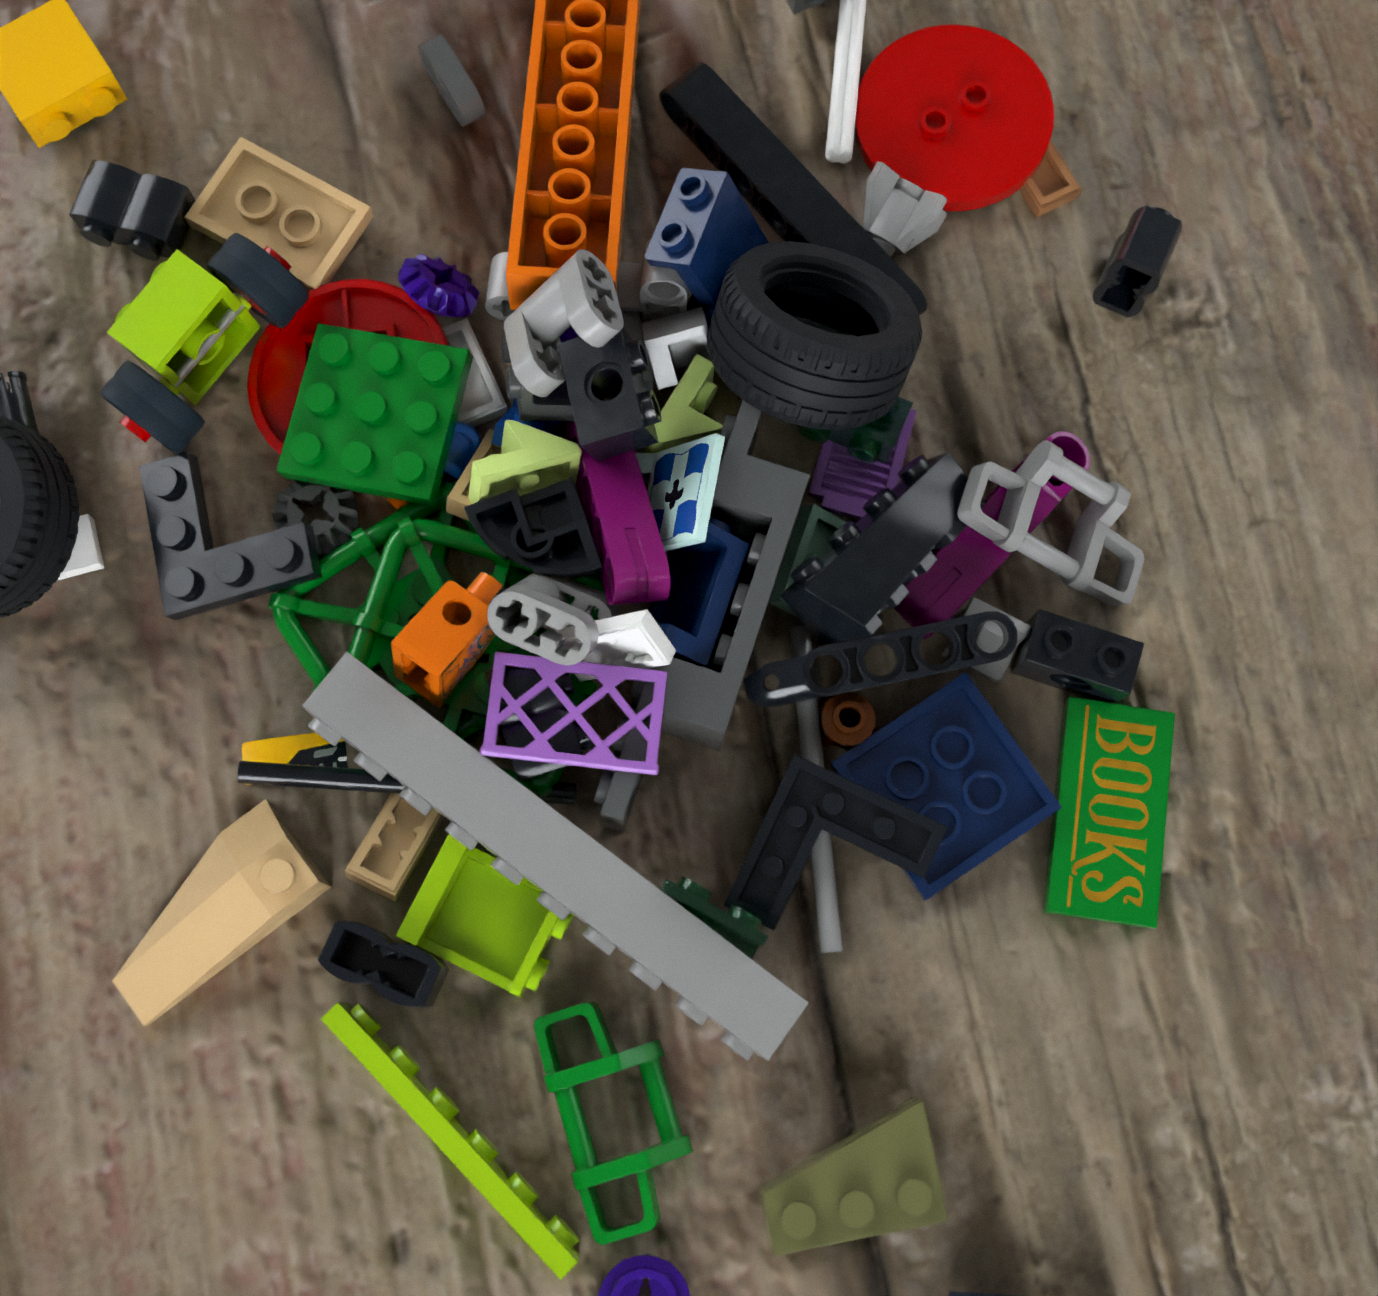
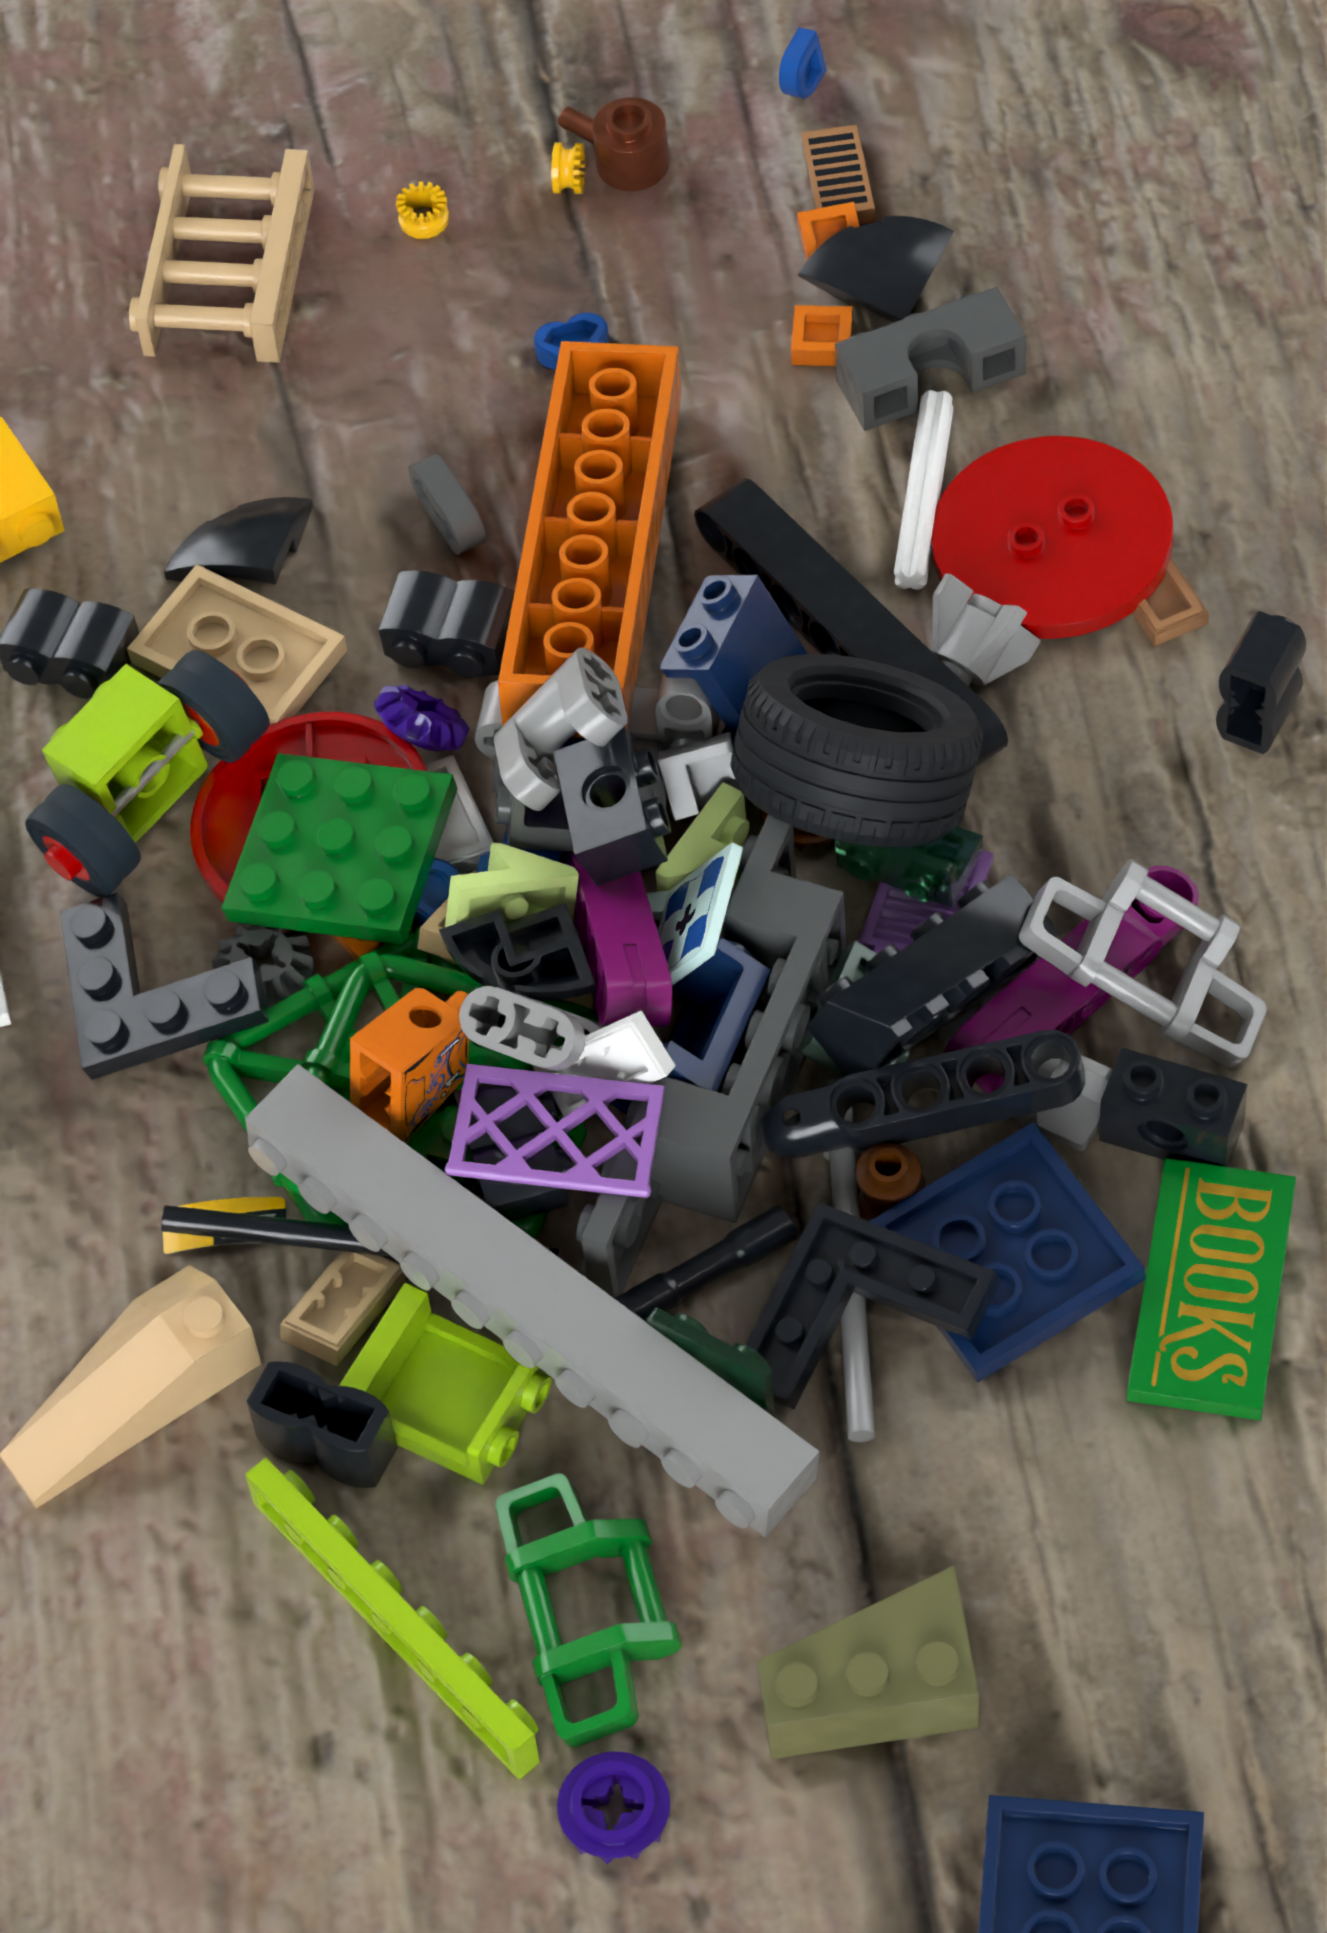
camera: 15 degrees right, 20 degrees down
(281, 112) = (244, 541): none -> black brick
(457, 195) = (446, 623): none -> black brick
(667, 820) = (737, 1250): none -> black piece

